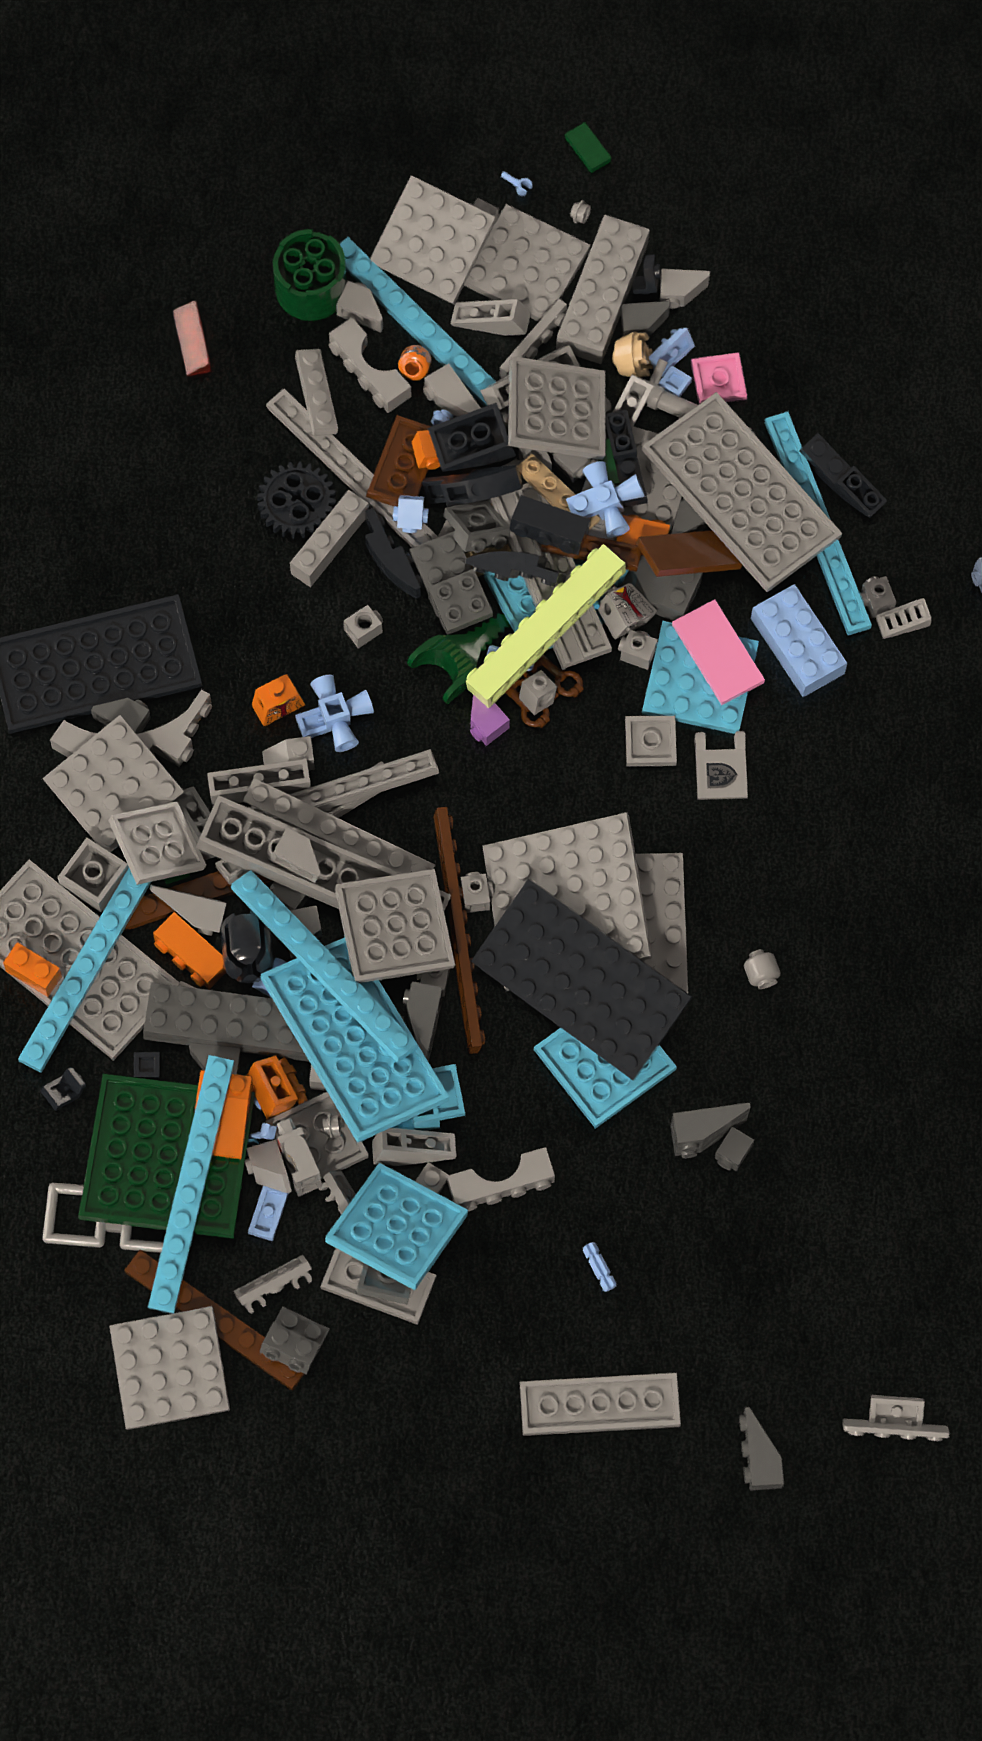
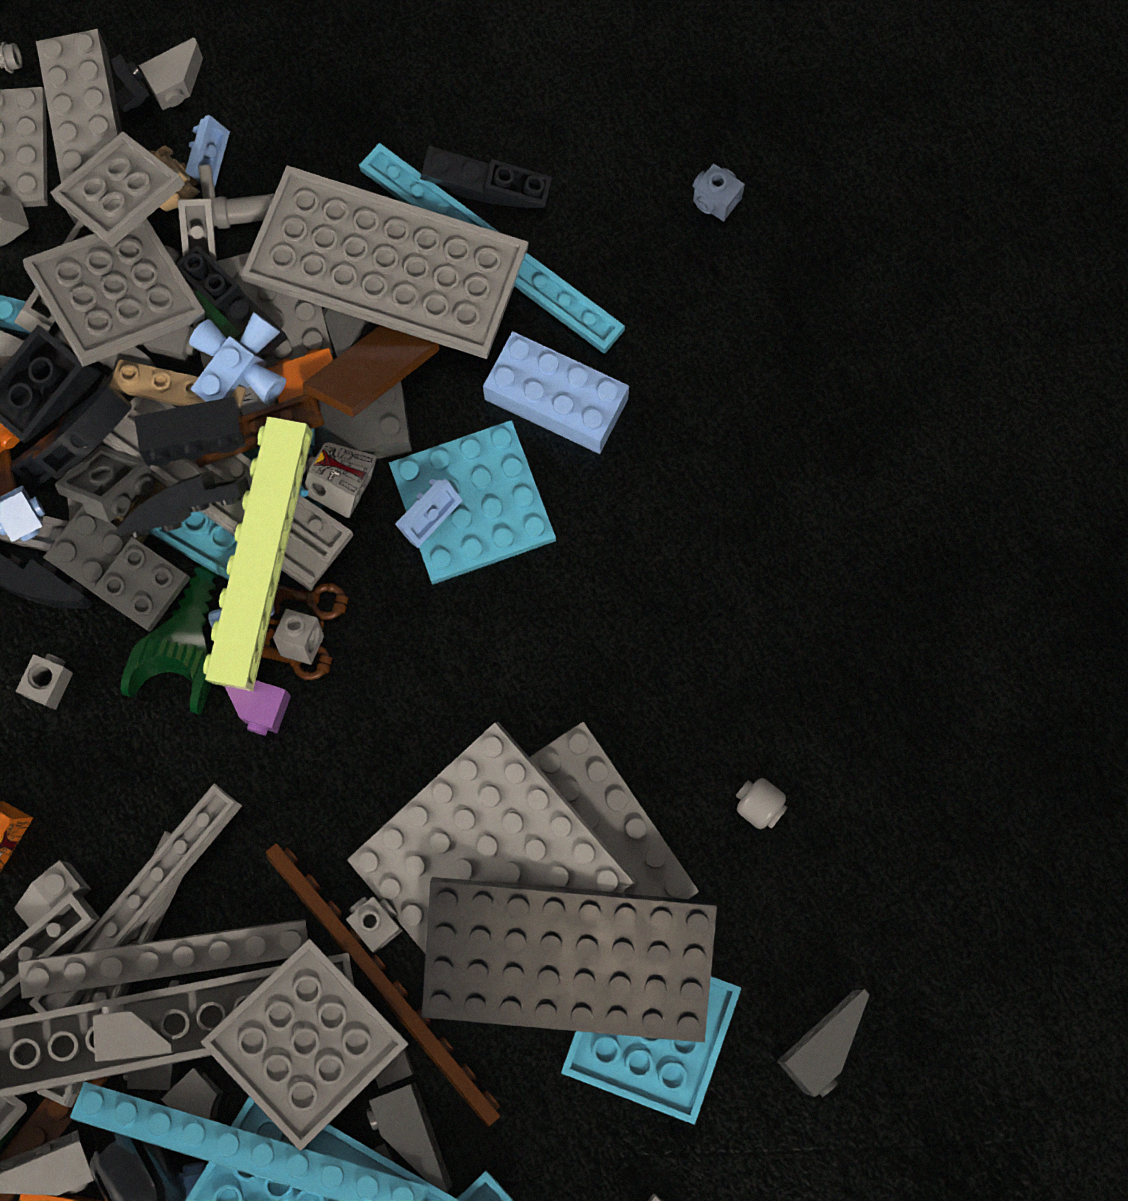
camera: 30 degrees left, 5 degrees up
(333, 714) = (71, 811): light blue brick -> none
(540, 334) = (45, 219): light grey plate -> none
(598, 345) = (117, 189): none -> light grey plate
(638, 648) = (379, 511): light grey brick -> none
(643, 317) = (155, 127): dark grey slope -> none
(650, 741) = (463, 611): light grey plate -> none
(667, 665) = (428, 511): none -> light blue plate
(675, 381) = (232, 182): light blue plate -> none
(718, 652) = (475, 461): bright pink tile -> none
(719, 375) = (277, 146): bright pink tile -> none
(721, 772) = (565, 596): light grey flag -> none
(733, 1149) = (872, 1048): dark grey brick -> none
(877, 596) = (610, 289): flat silver brick -> none
(918, 605) = (671, 277): light grey slope -> none

